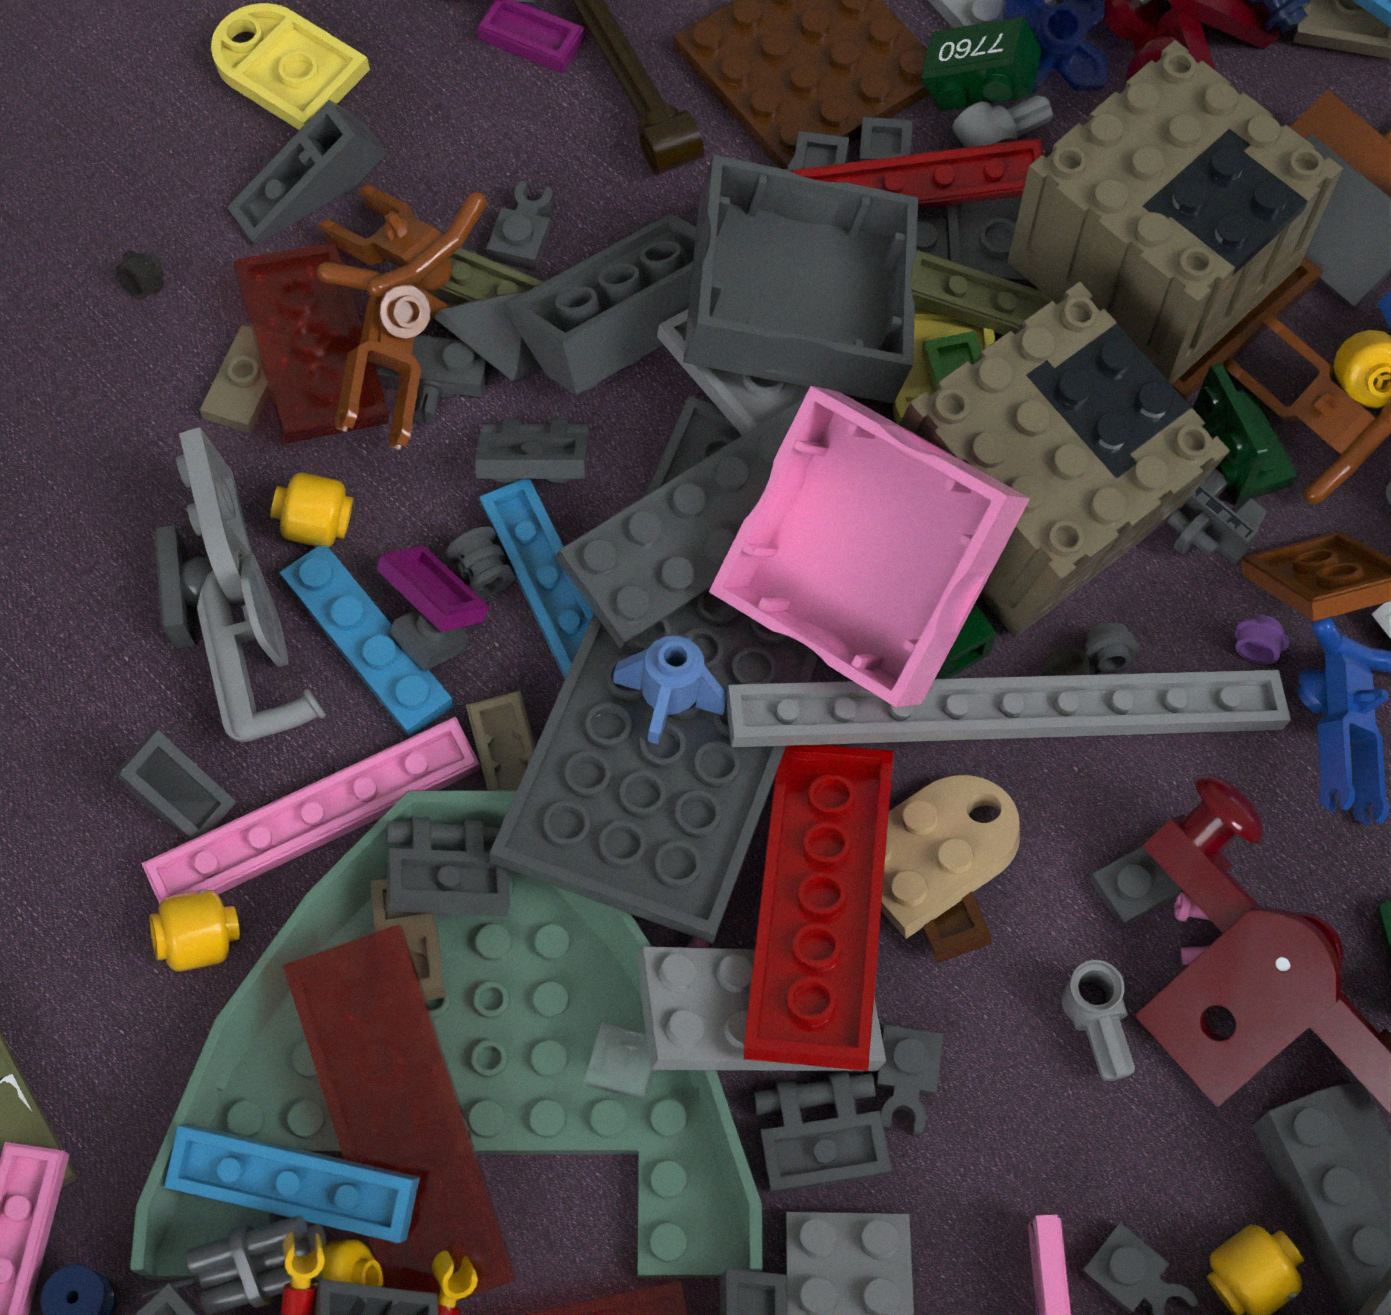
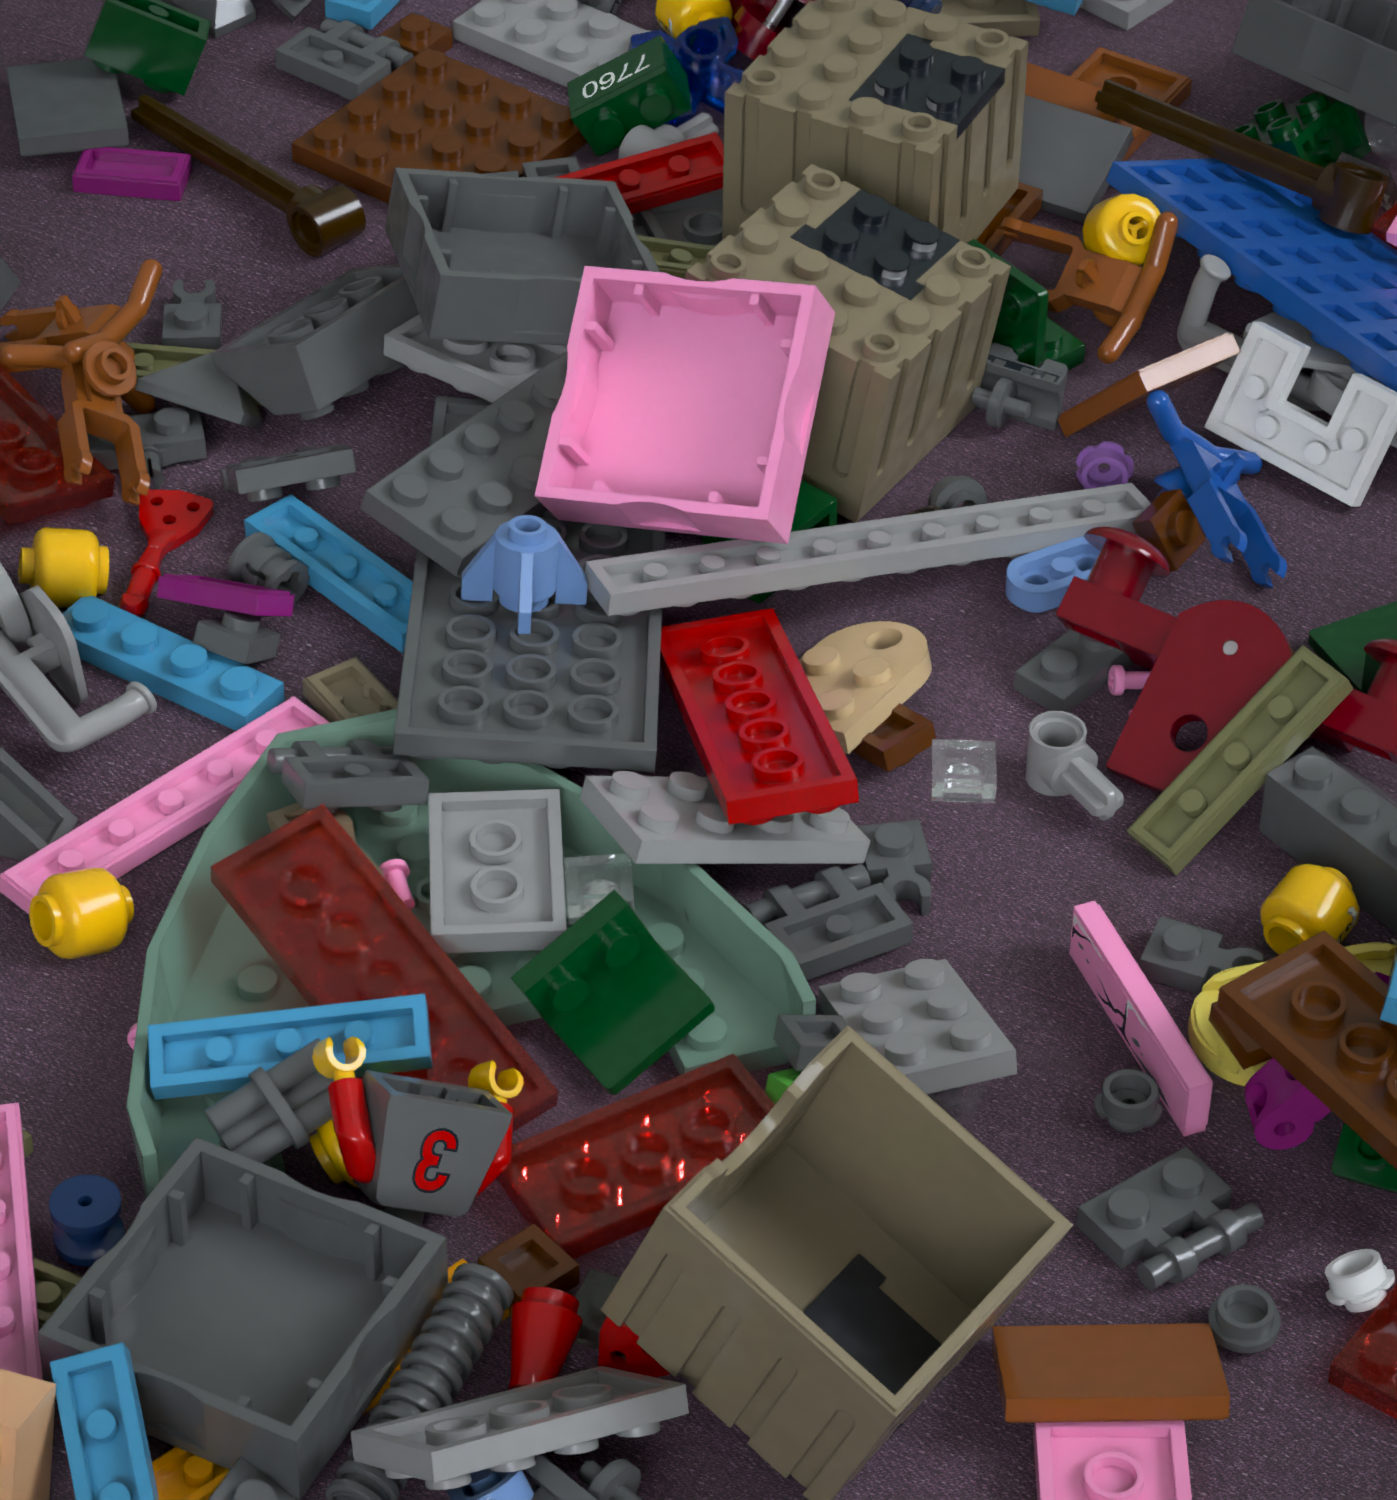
camera: 20 degrees left, 25 degrees down
(412, 486) = (173, 508): none -> red piece
(457, 991) = (395, 873): none -> bright pink piece
(541, 1012) = (496, 870): none -> light grey plate
(599, 1191) = (613, 993): none -> dark green bracket
(1003, 985) = (963, 771): none -> clear plate
(1173, 761) = (1043, 576): none -> medium blue plate
(1252, 1082) = (1239, 759): none -> olive tile
(1290, 742) = (1170, 527): none -> reddish brown plate

